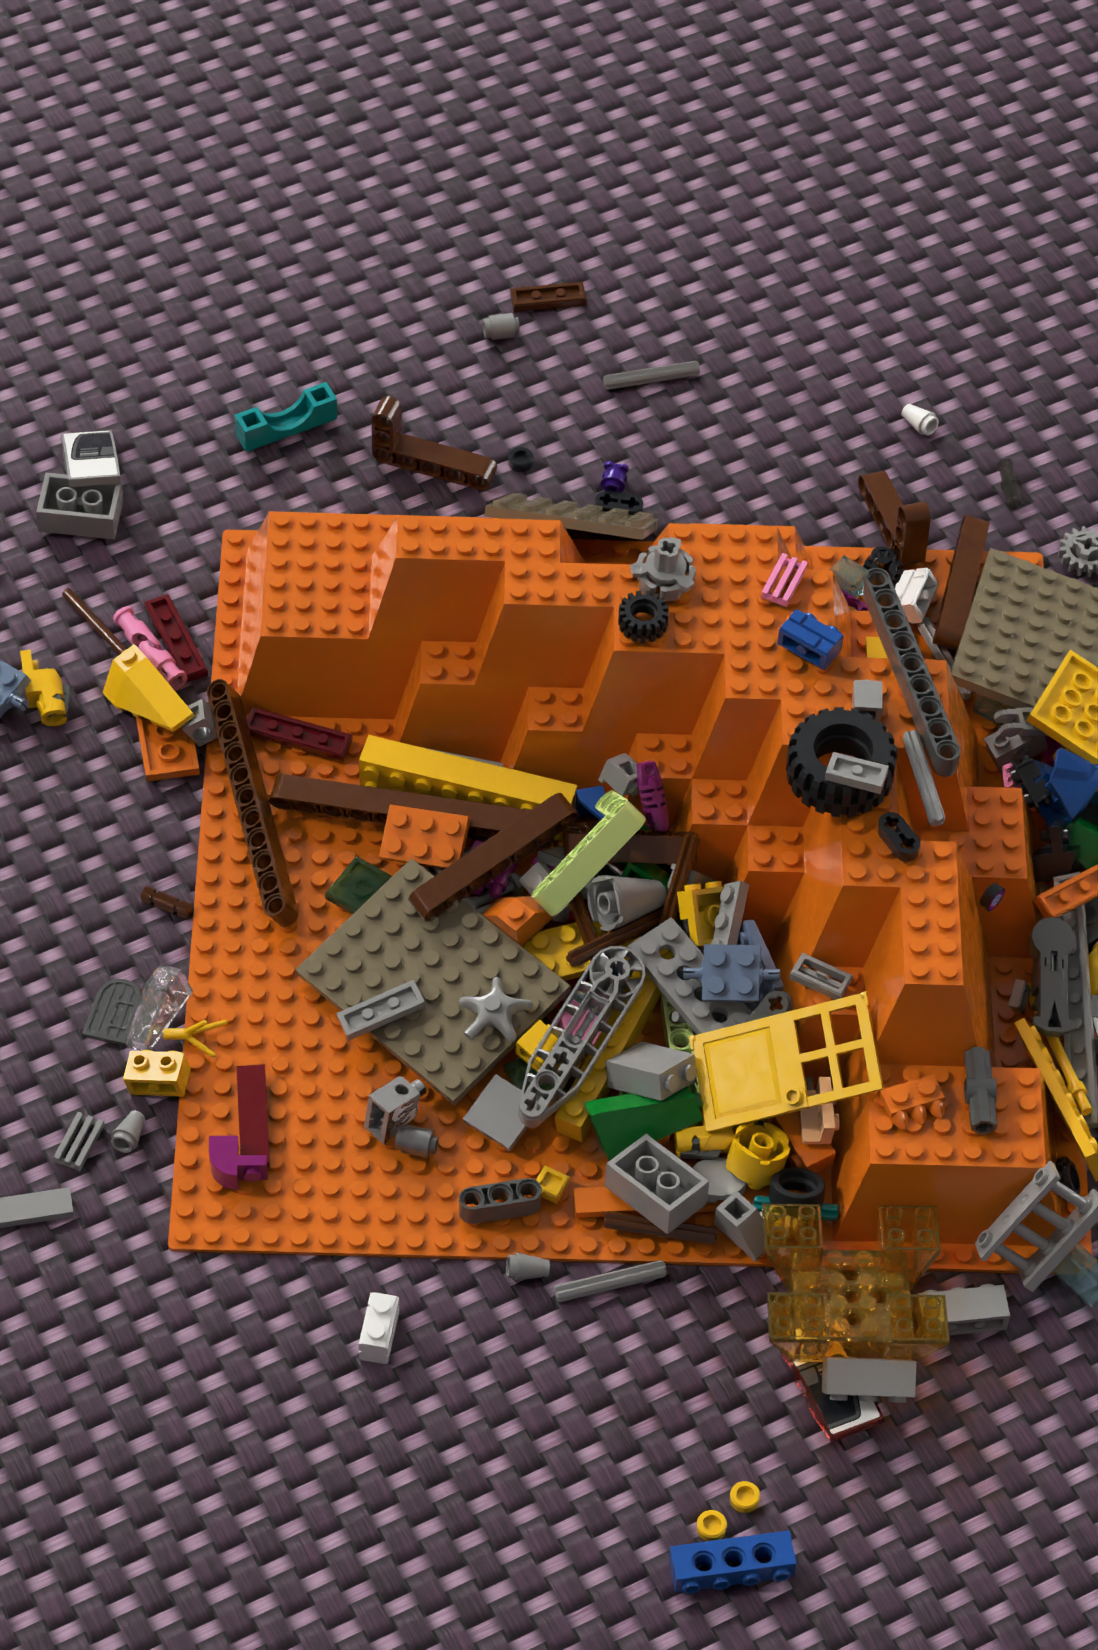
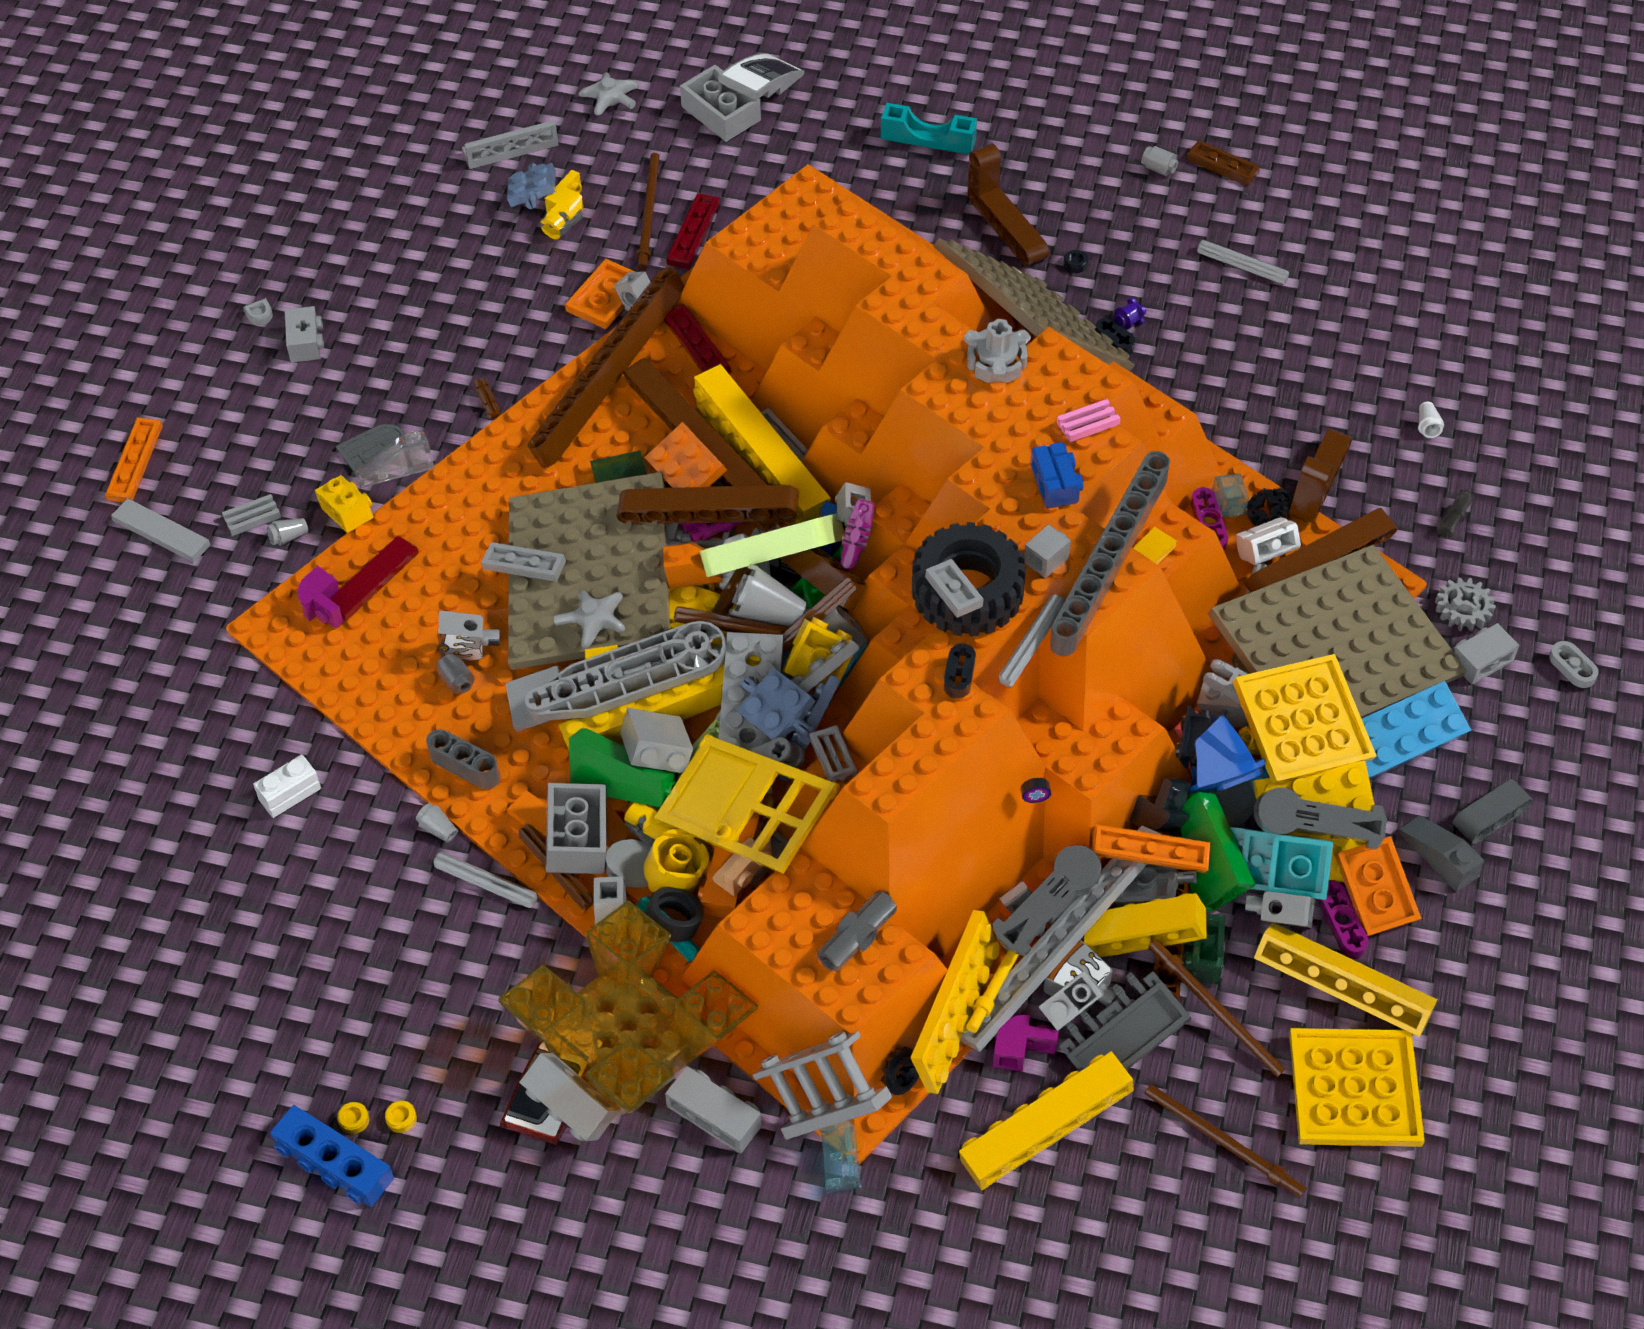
camera: 45 degrees right, 0 degrees up
(140, 635) = (664, 224): bright pink piece -> none
(140, 689) = (624, 244): yellow wedge -> none
(186, 1033) = (396, 491): yellow plant -> none
(552, 1183) = (516, 776): yellow tile -> none
(643, 604) = (942, 387): black tyre -> none
(913, 1099) = (799, 899): orange plate -> none

